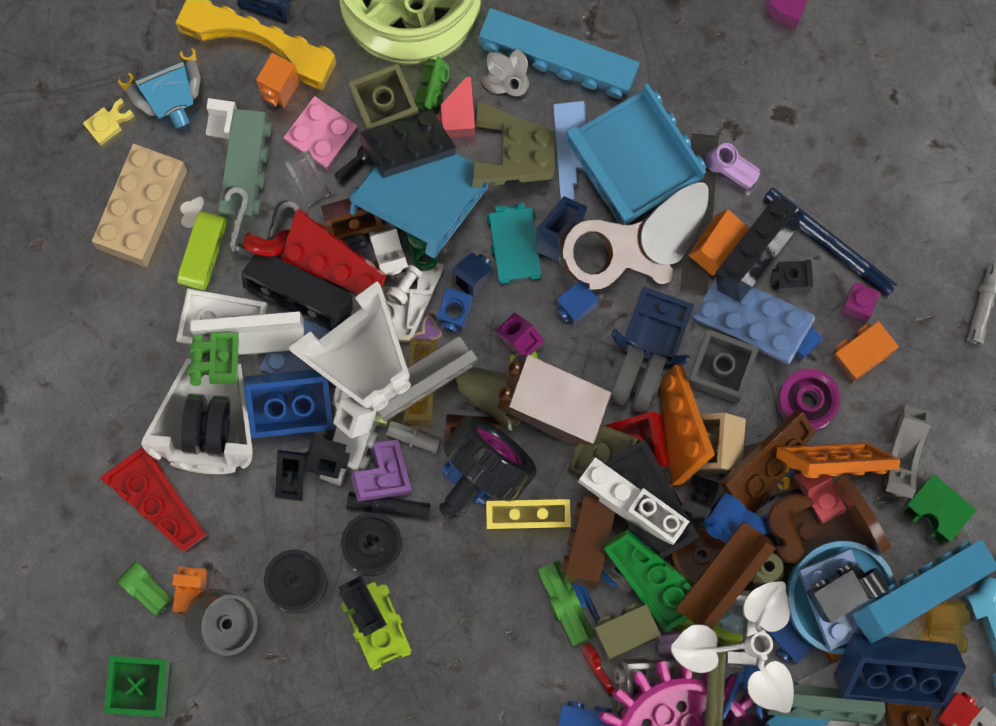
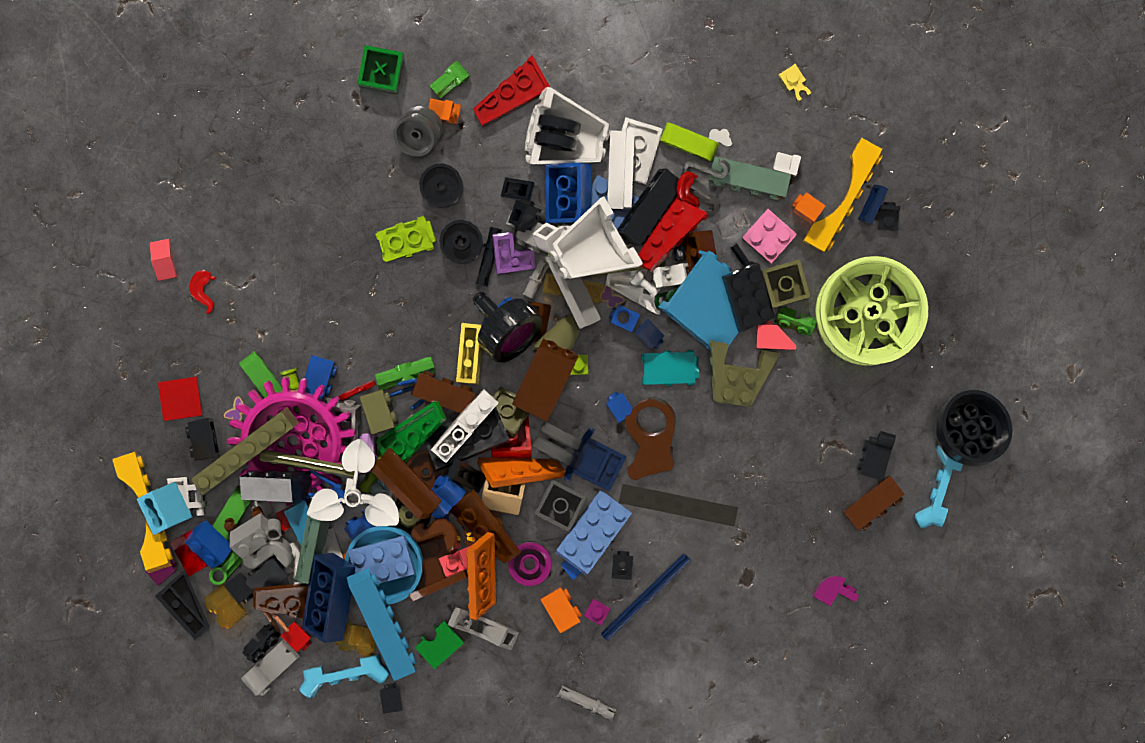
camera: 95 degrees right, 10 degrees up
(139, 205) = (727, 99): tan brick -> none
(167, 90) = (812, 127): torso -> none
(223, 358) = (603, 149): bright green plate -> none
(367, 615) = (425, 227): black hinge -> none
(503, 70) = (799, 374): light grey plate -> none
(519, 335) = (599, 363): magenta brick -> none
(555, 225) = (680, 402): dark blue slope -> none
(559, 54) = (809, 417): dark azure brick -> none
(566, 117) = (738, 418): light blue piece -> none
(635, 155) = (723, 463): dark azure panel -> none
(674, 224) = (669, 484): shield -> none
(718, 241) = (651, 516): orange brick -> none
(734, 165) = (708, 534): lavender piece -> none
(757, 249) = (642, 541): black brick -> none
(845, 590) = (384, 564): hinge -> none

